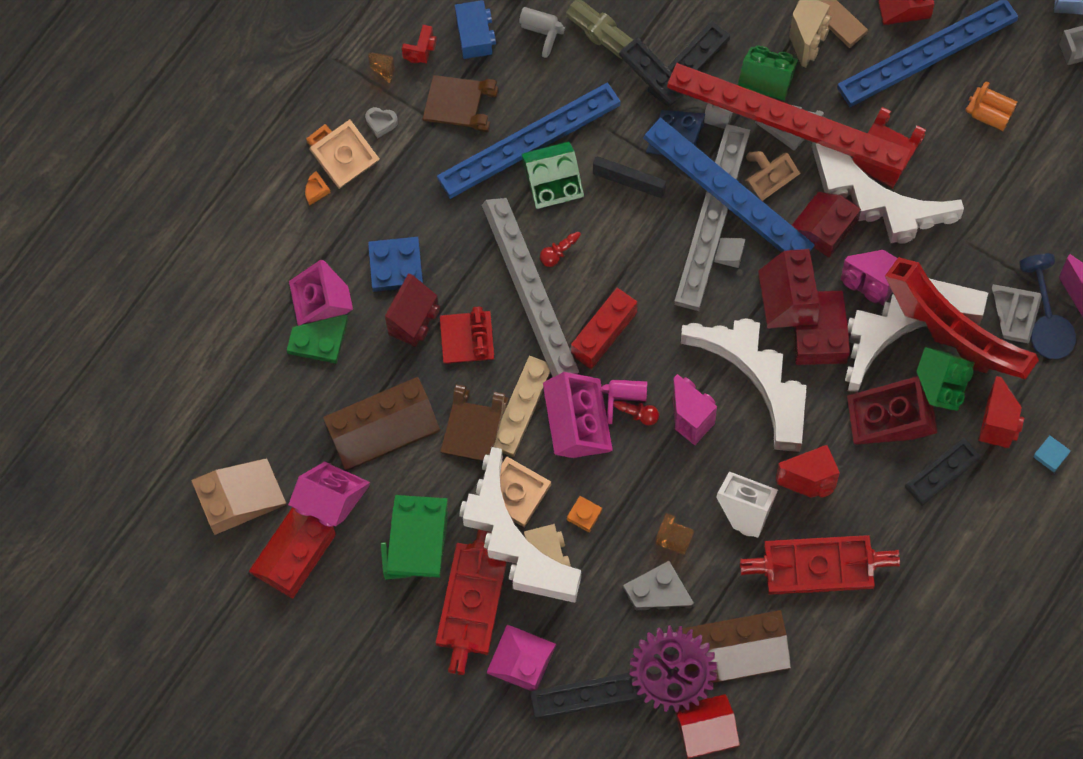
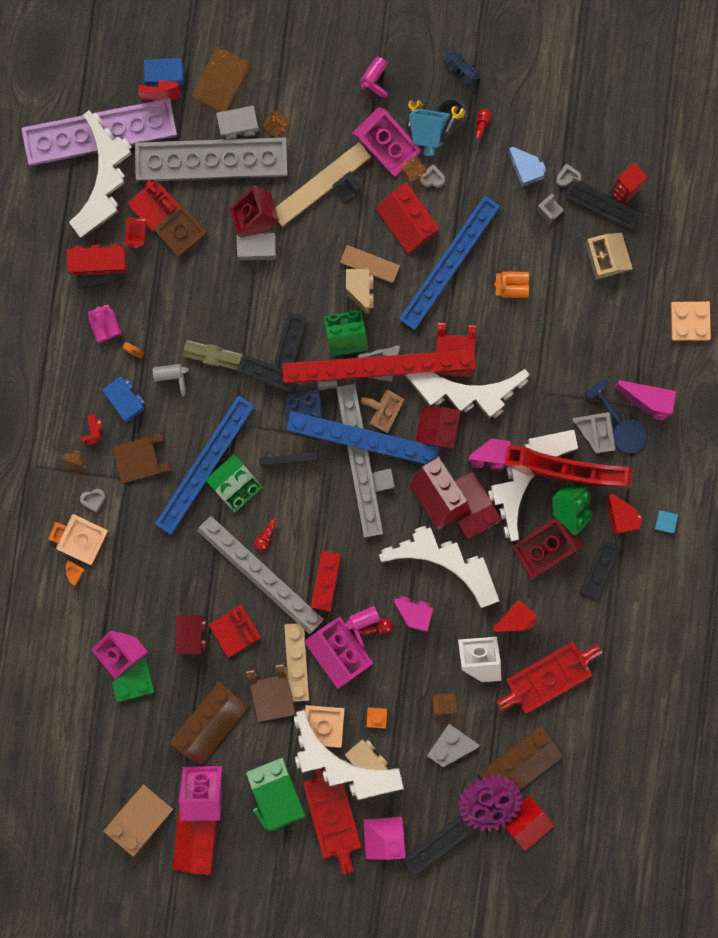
camera: 25 degrees left, 15 degrees up
(392, 262) = (158, 601): blue plate -> none

